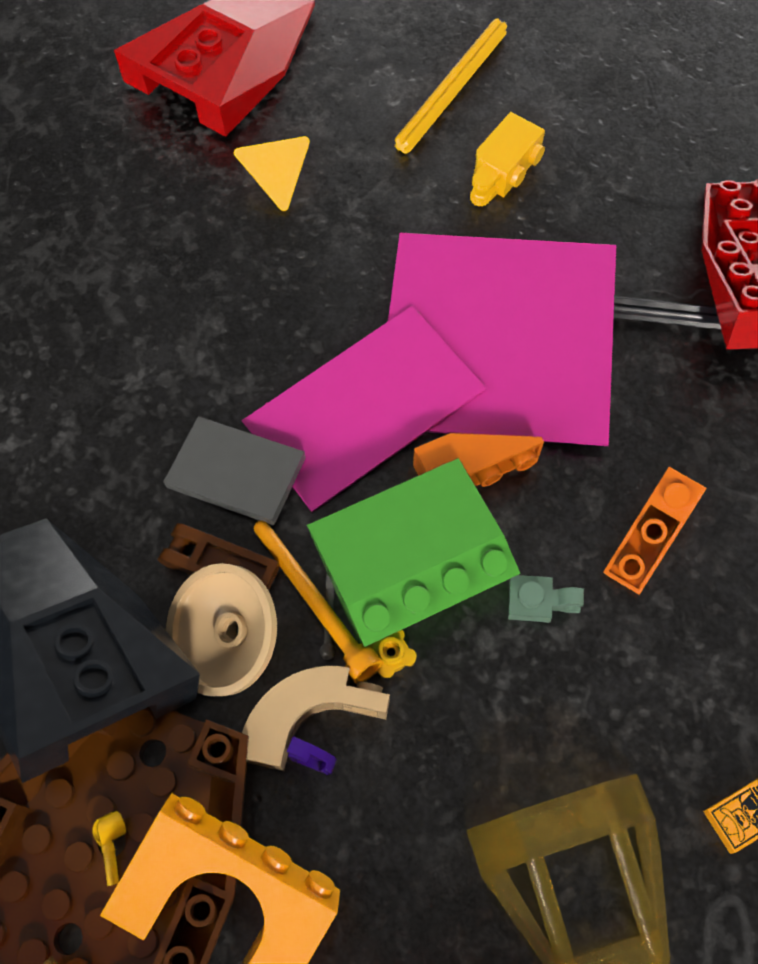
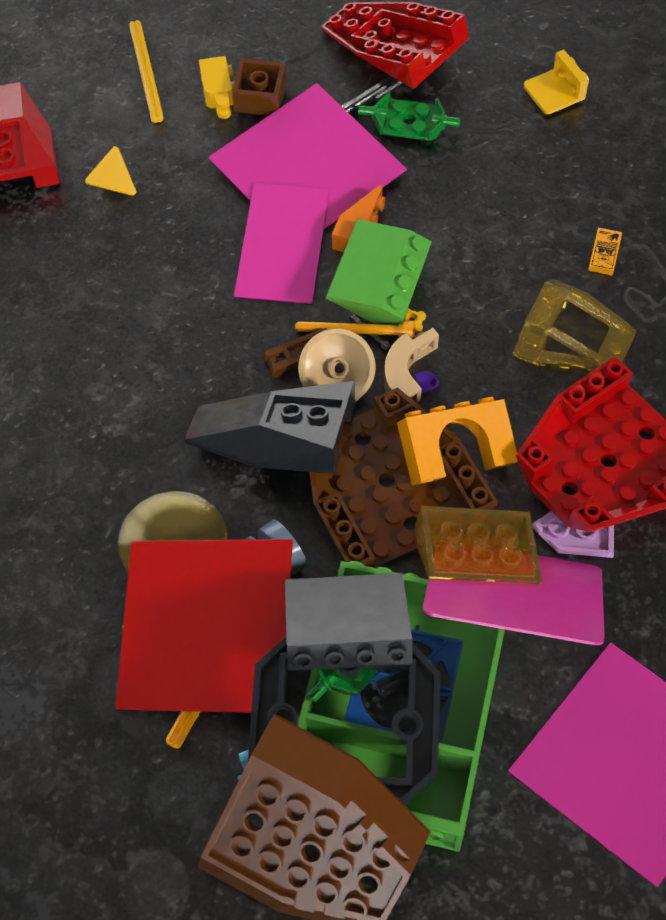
camera: 45 degrees left, 5 degrees down
(105, 831) = (383, 471): yellow hand -> none
(235, 470) = (259, 314): dark grey tile -> none
(534, 599) = (446, 252): sand green plate -> none
(544, 195) = (259, 86): none -> reddish brown brick
(654, 530) = (461, 183): orange slope -> none
(673, 356) = (391, 114): none -> green plate

